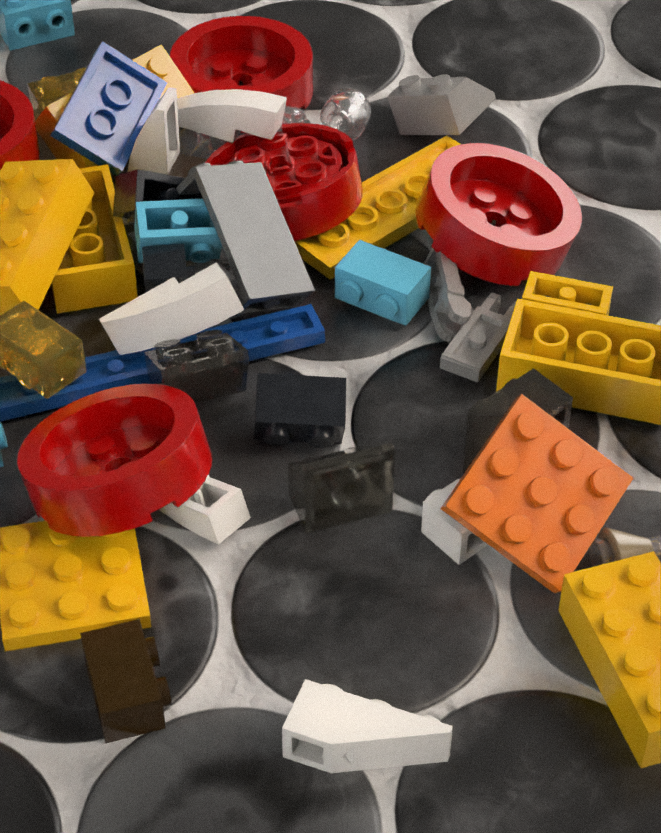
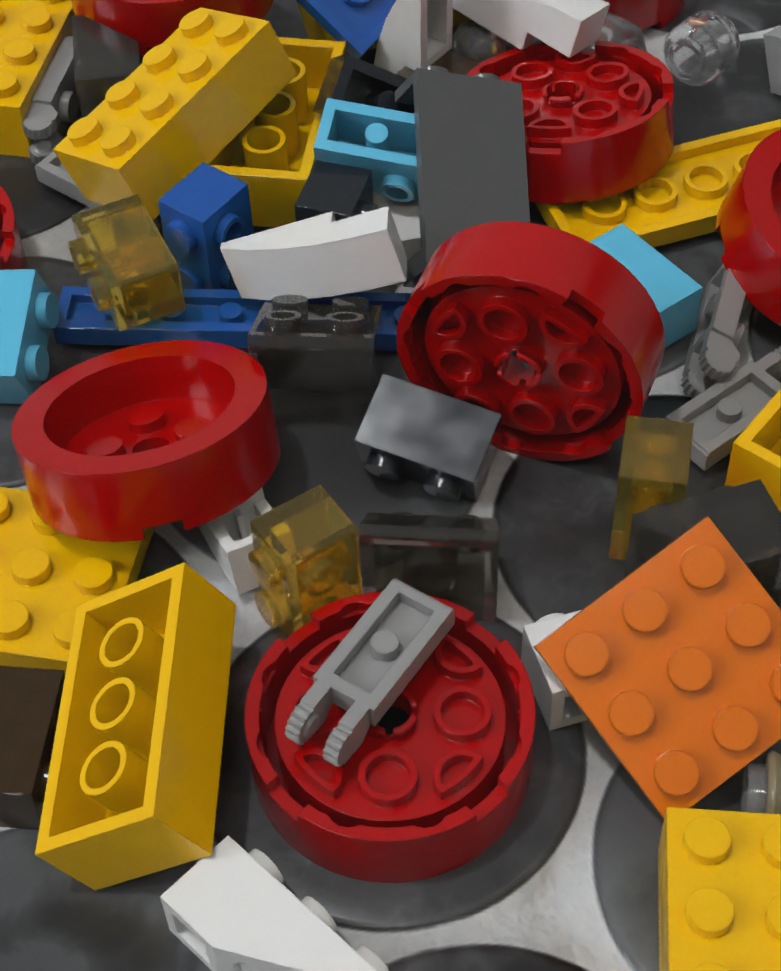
camera: 25 degrees right, 5 degrees up
(77, 305) = (200, 216): none -> blue brick
(213, 636) = (139, 731): none -> yellow brick
(266, 507) = (303, 558): none -> clear yellow brick
(350, 548) = (371, 668): none -> light grey hinge
(359, 292) = (565, 313): none -> red brick
(360, 632) = (407, 798): none -> red brick
(457, 385) = (650, 472): none -> clear yellow brick

